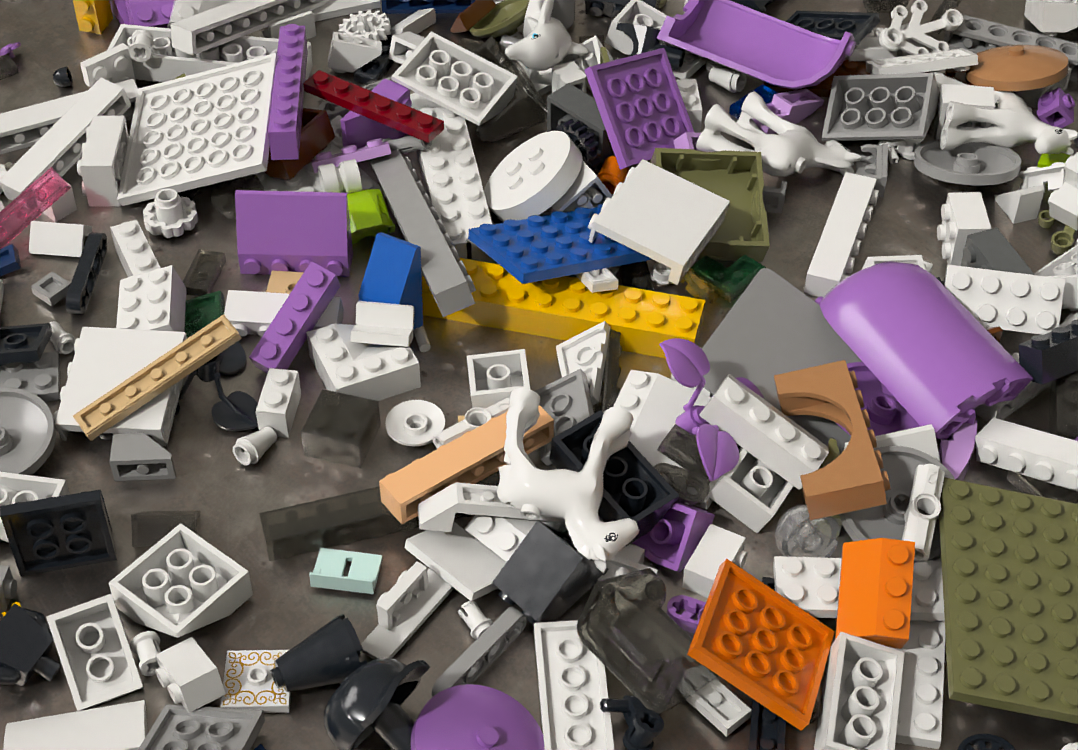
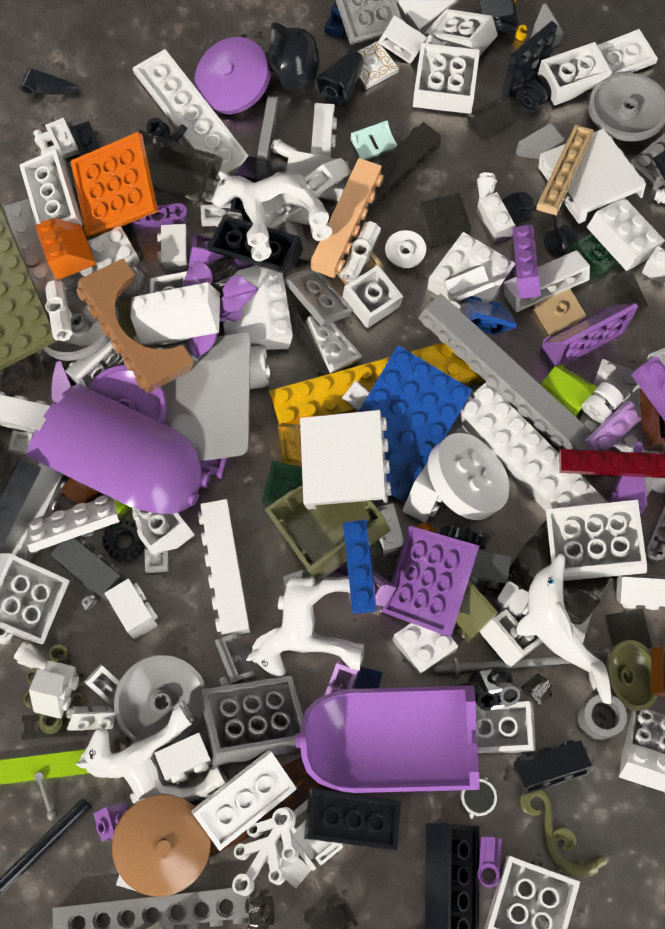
camera: 150 degrees right, 25 degrees up
(708, 122) = (359, 567): none -> blue plate

